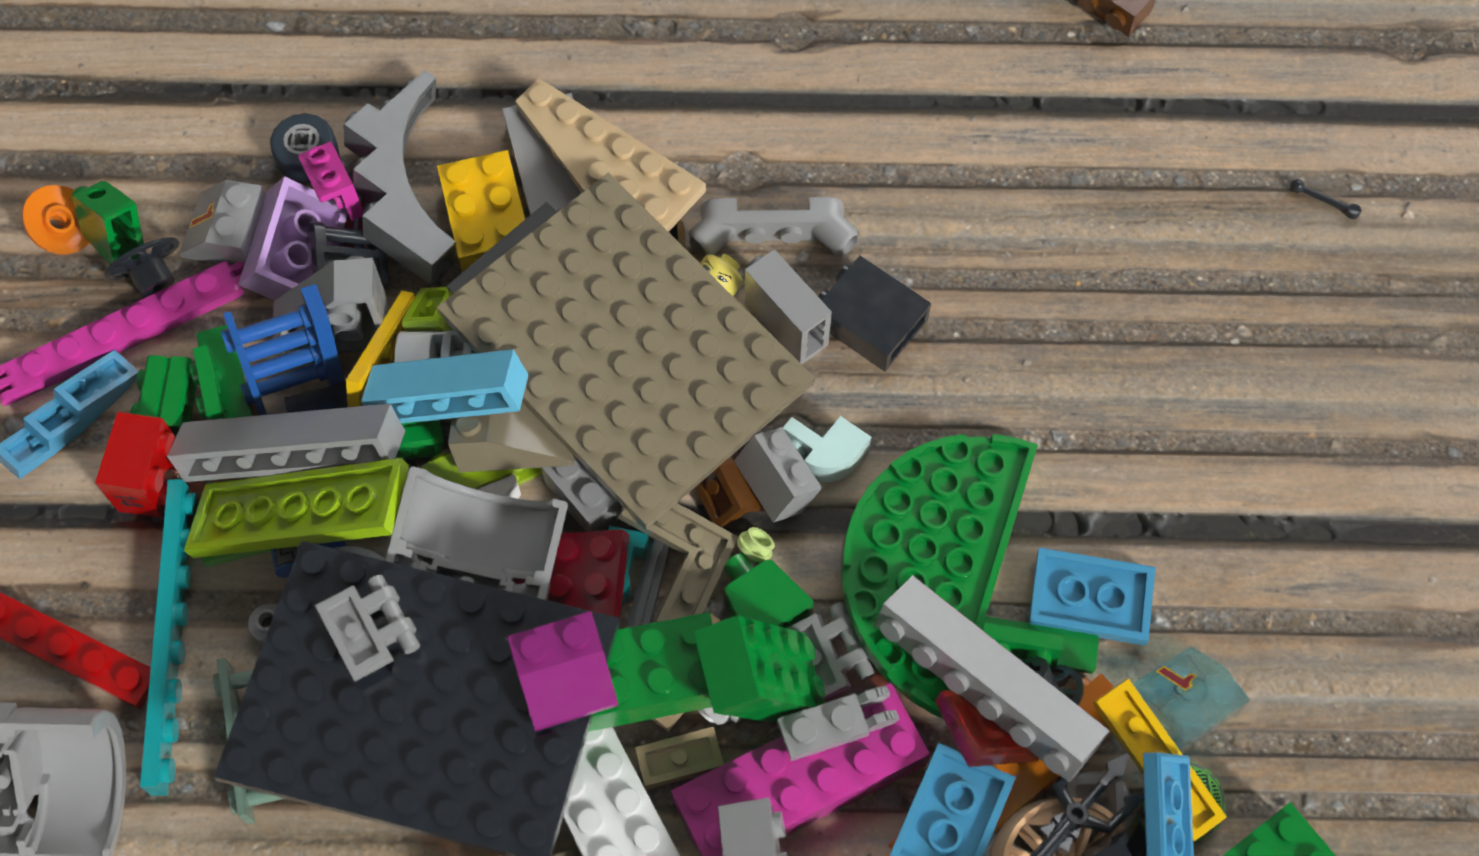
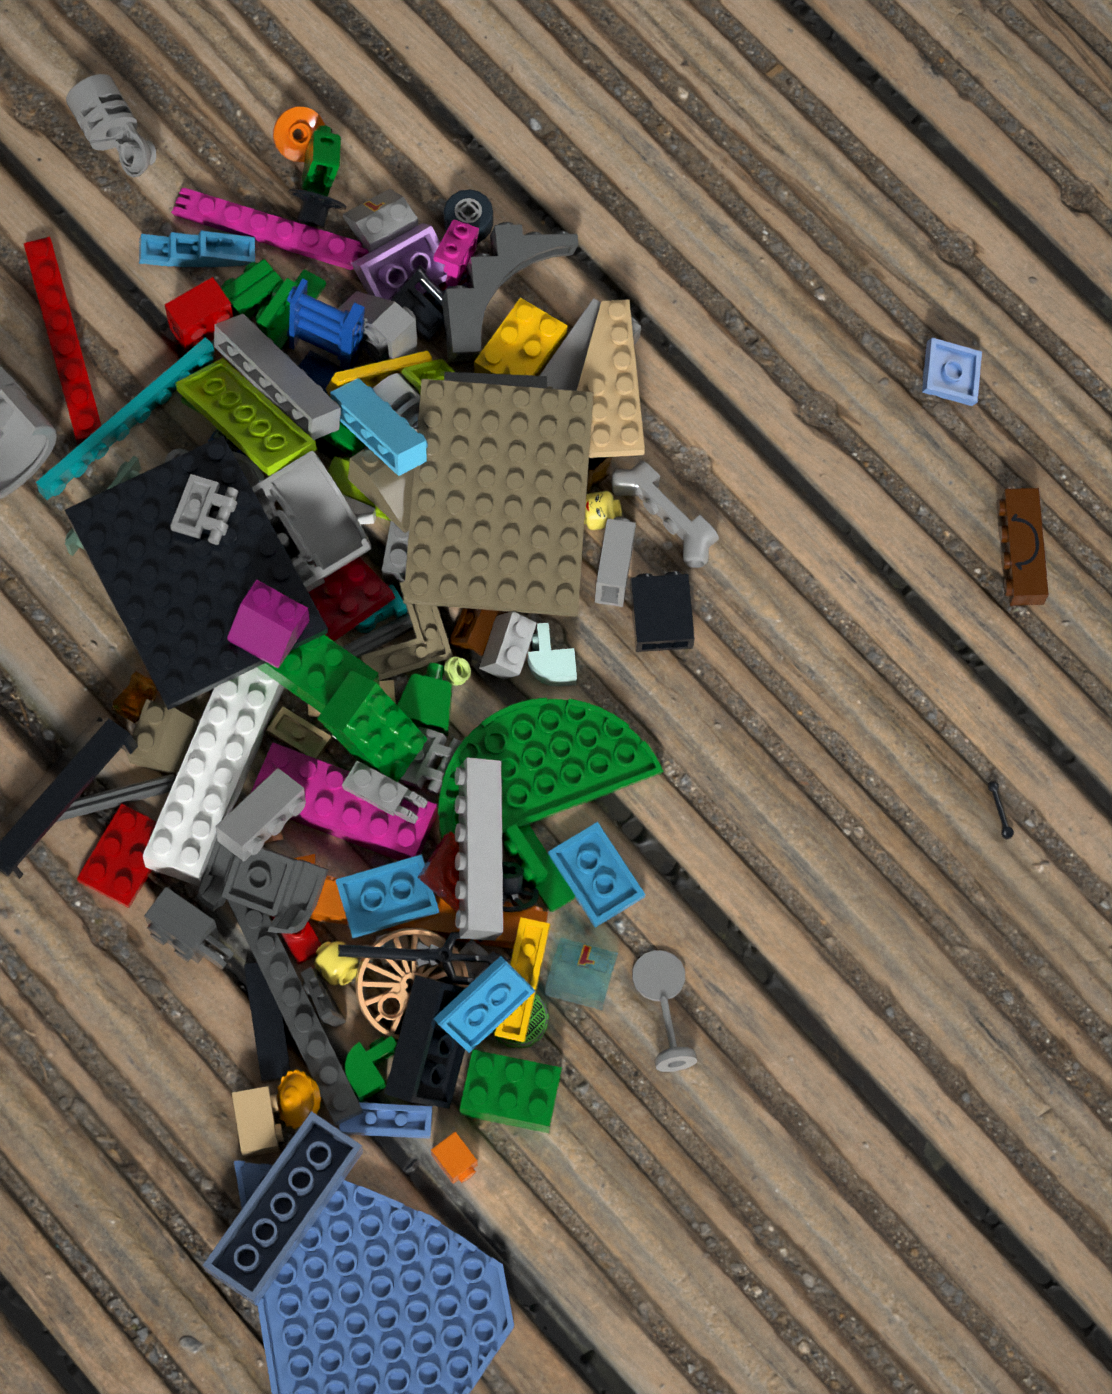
camera: 45 degrees right, 5 degrees up
(1253, 630) = (659, 978): none -> light grey piece

